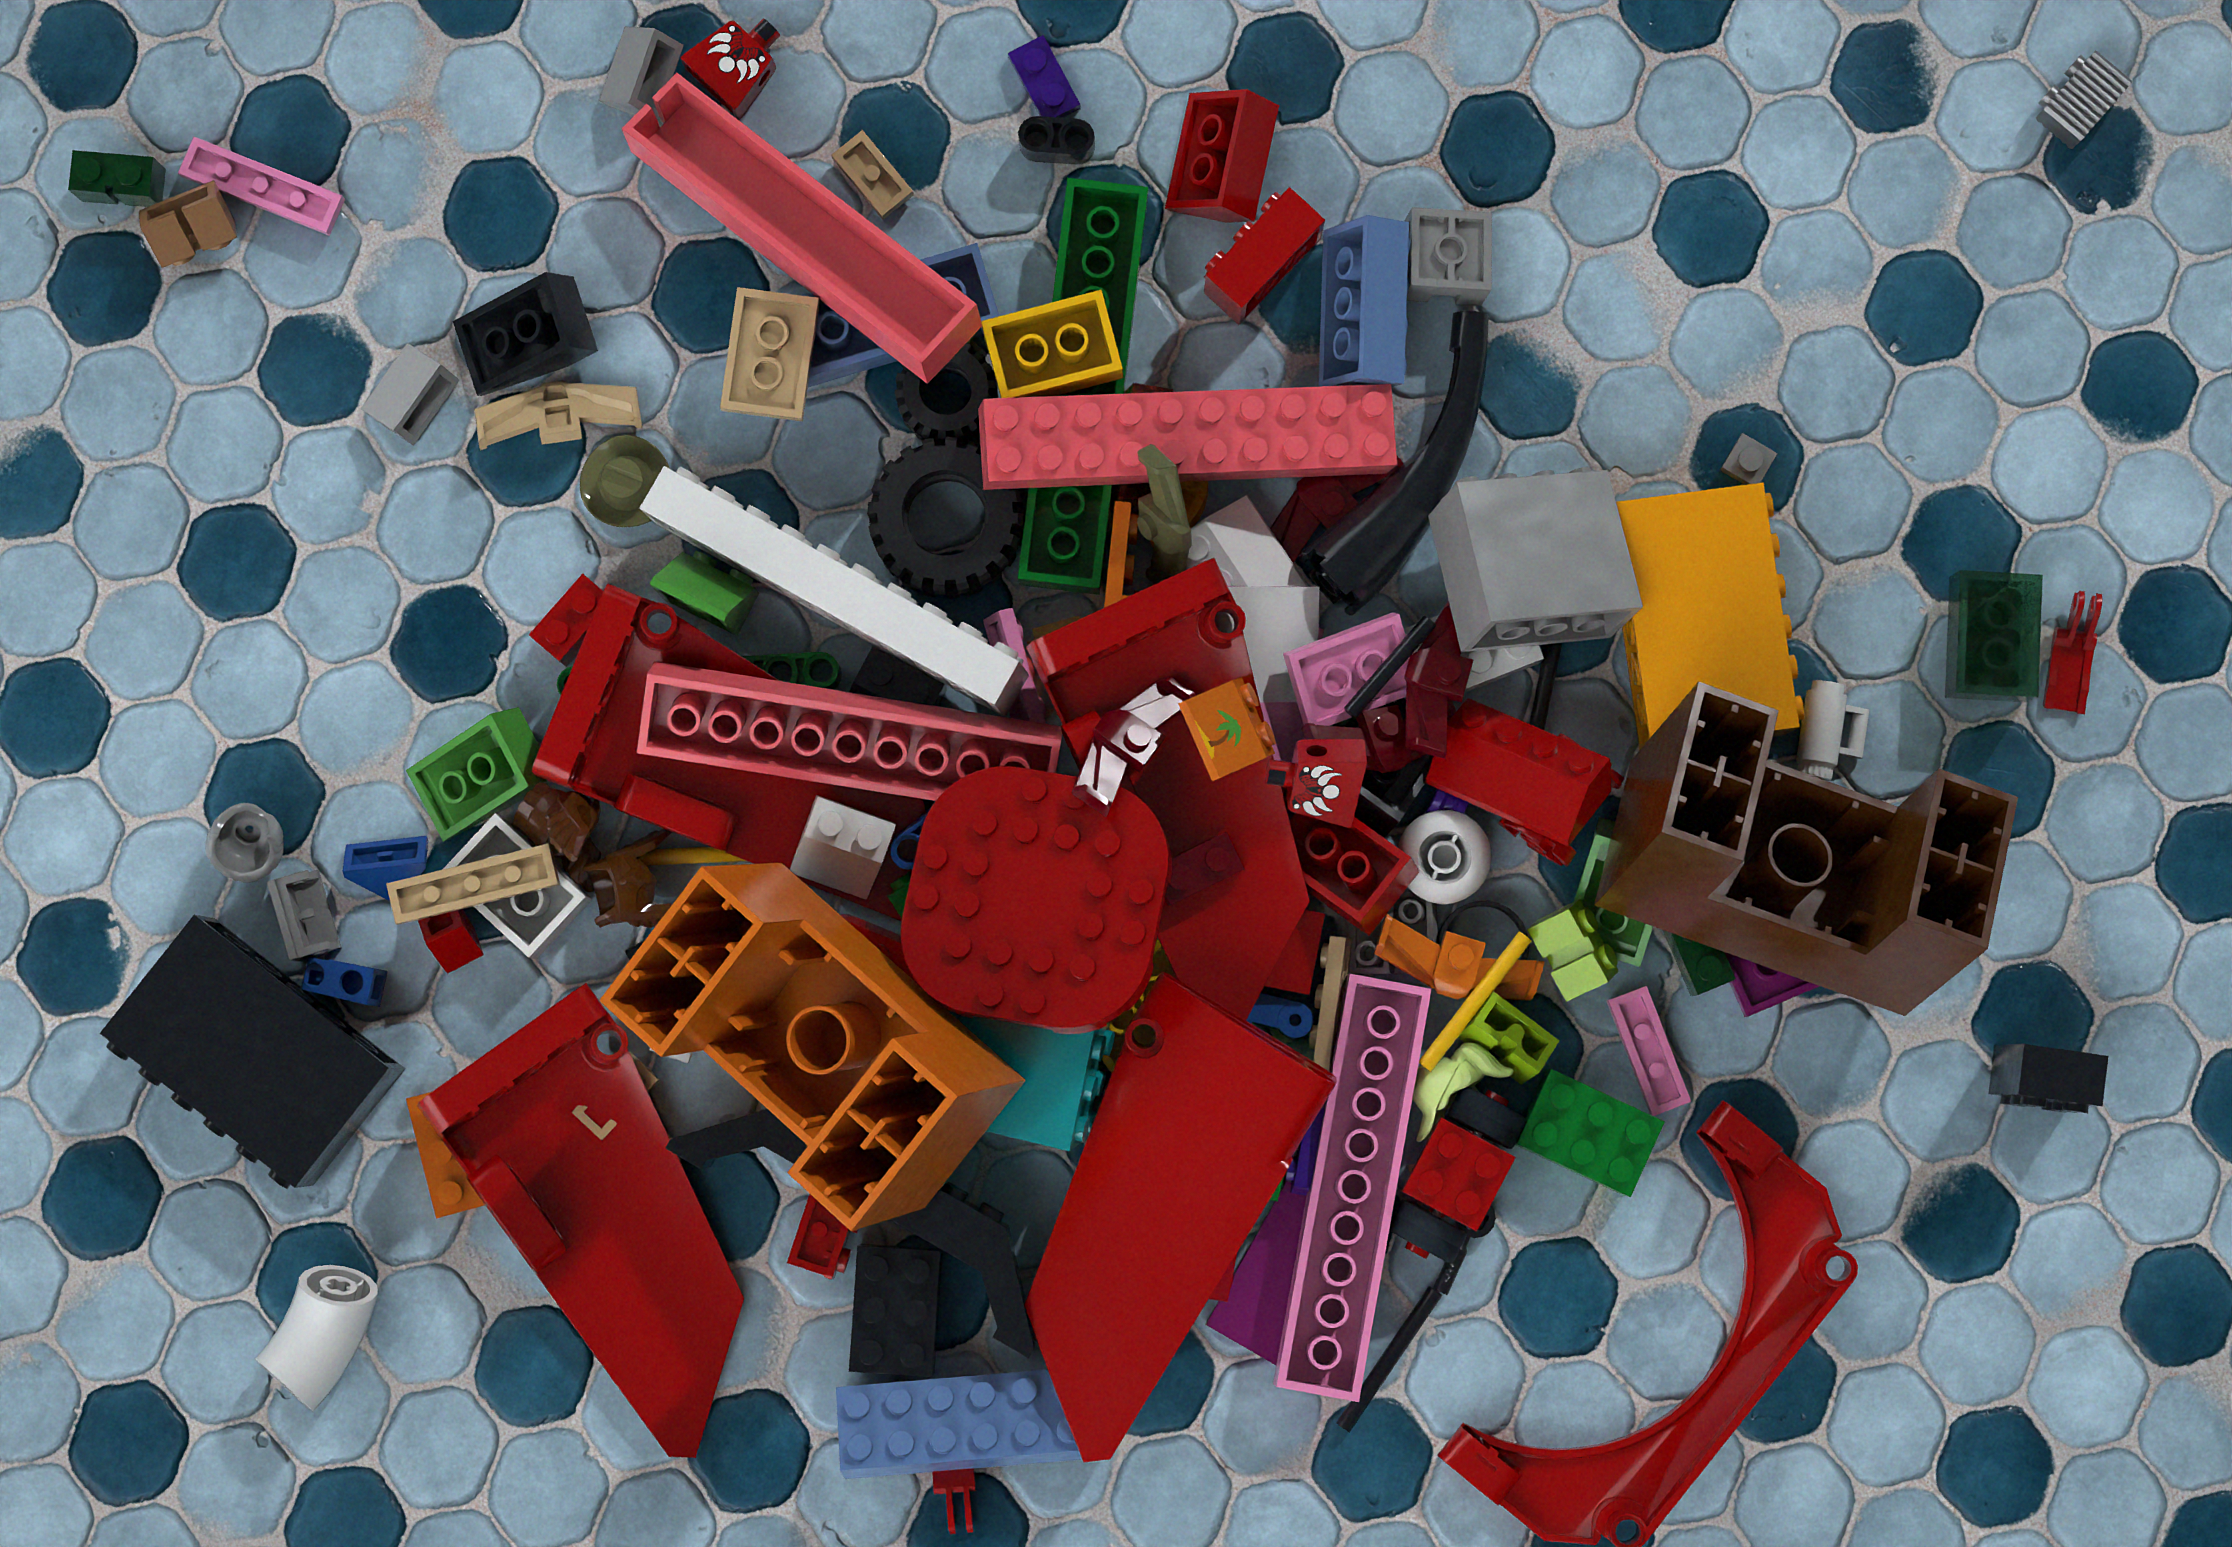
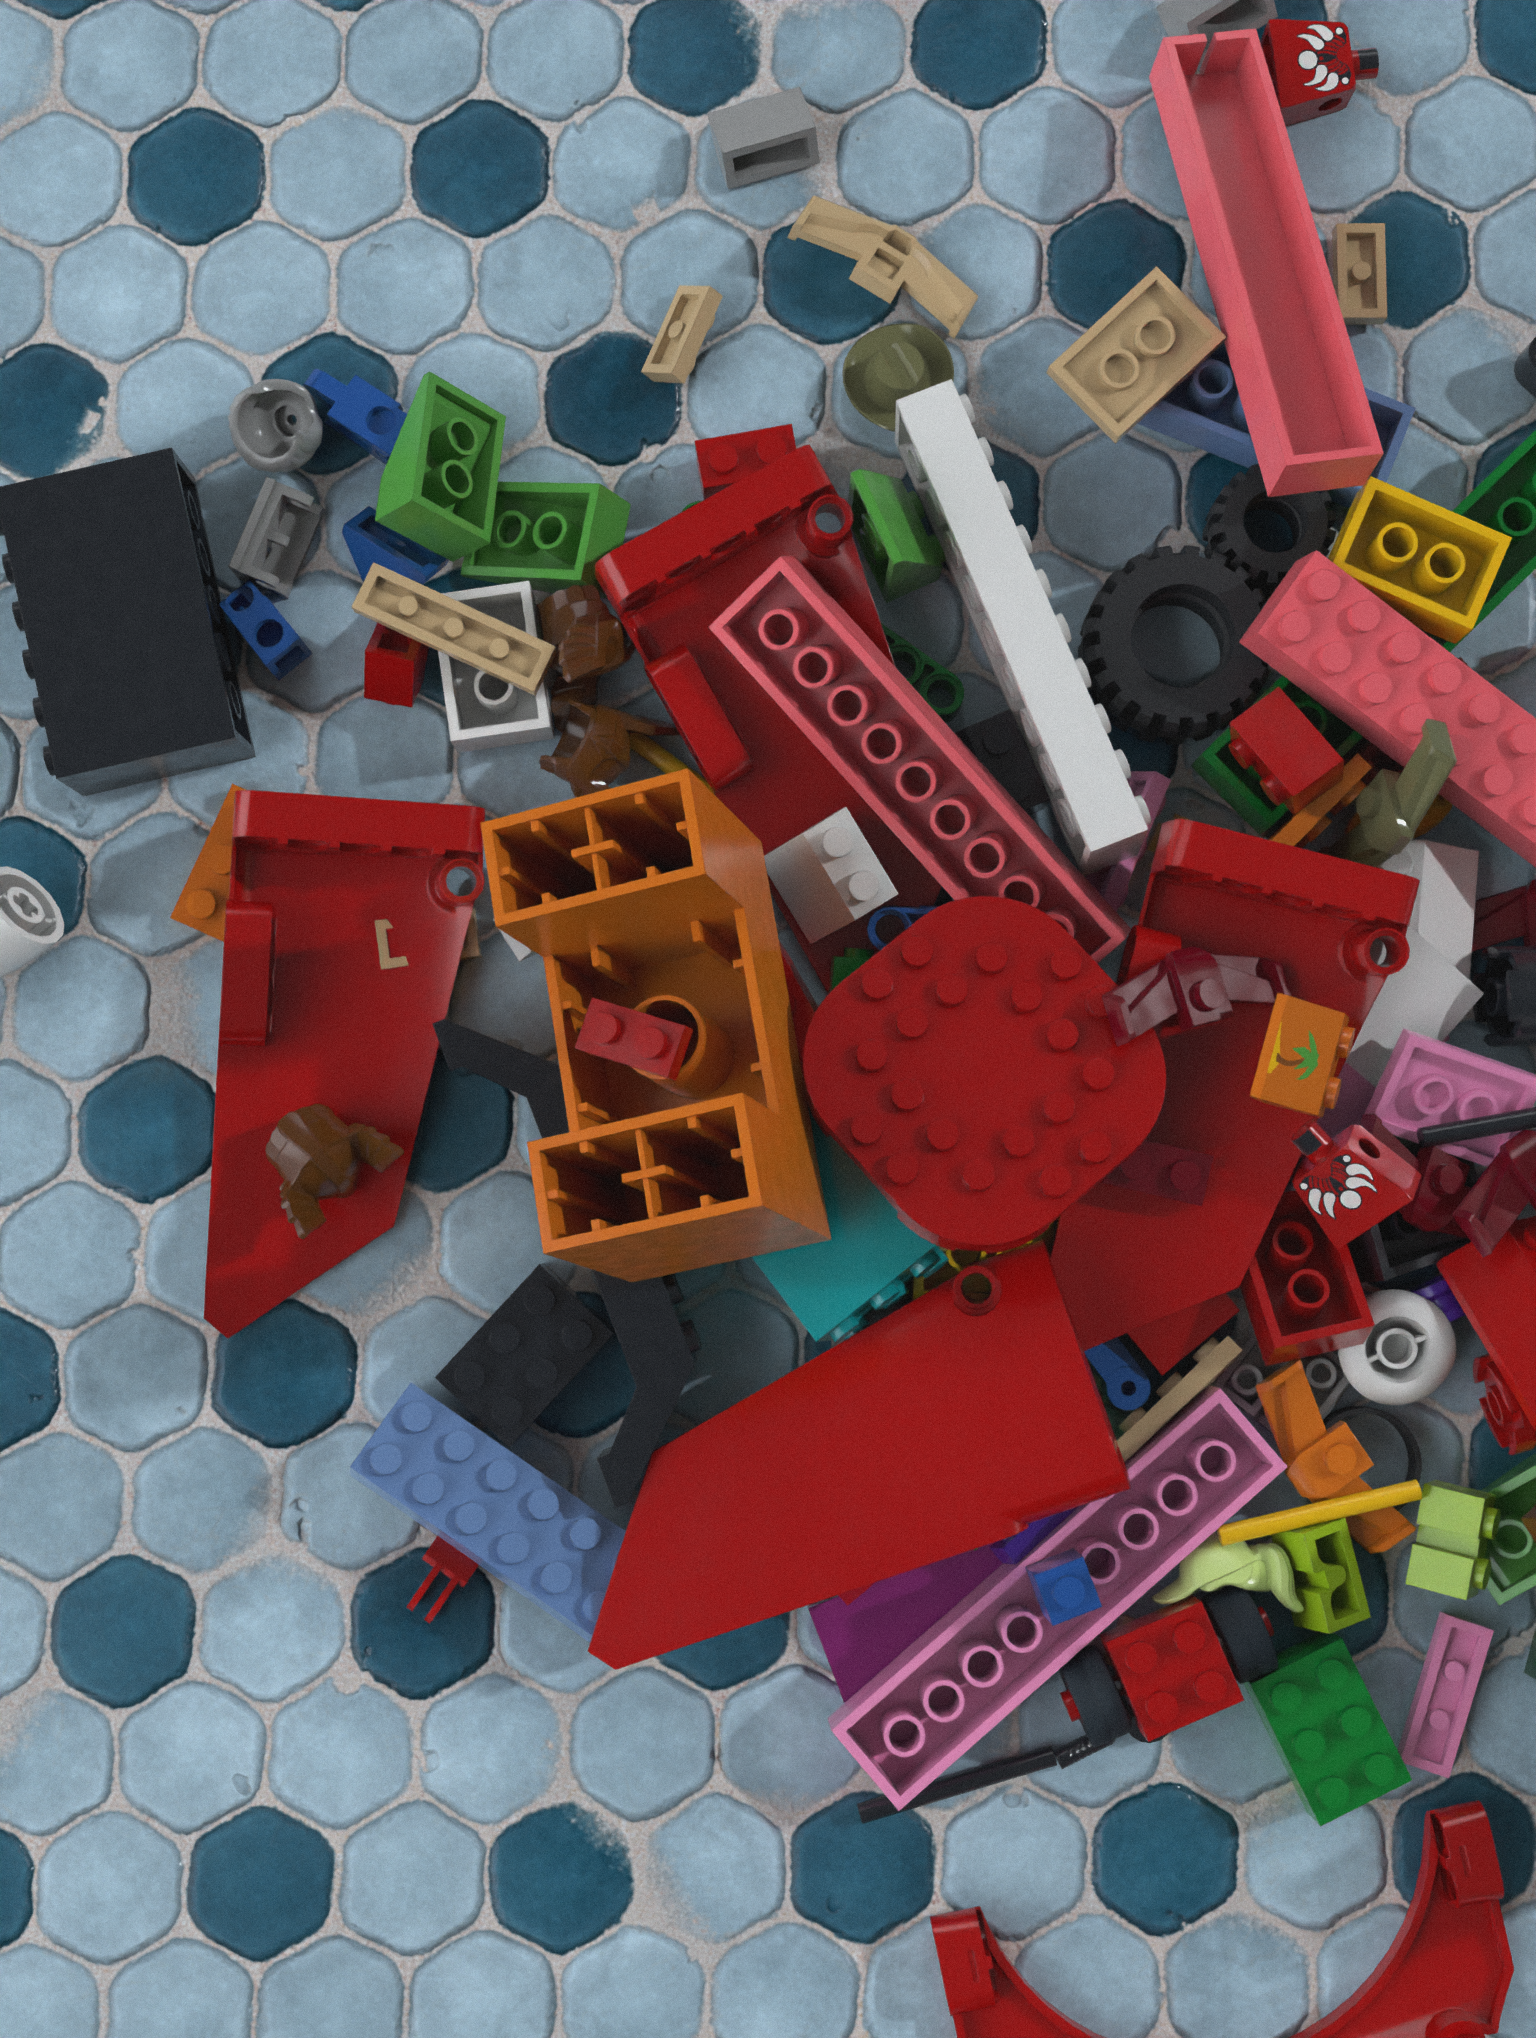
camera: 35 degrees right, 0 degrees up
(305, 789) = (359, 412): none -> blue piece
(380, 784) = (443, 471): none -> bright green slope
(461, 567) = (682, 334): none -> tan plate
(525, 333) = (917, 165): black slope -> none
(664, 1292) = (322, 1161): none -> reddish brown helmet
(801, 1055) = (634, 1039): none -> red plate
(820, 1242) = (506, 1232): red bracket -> none
(1068, 538) = (1285, 751): none -> red brick
(1347, 1178) = (1063, 1586): none -> blue brick

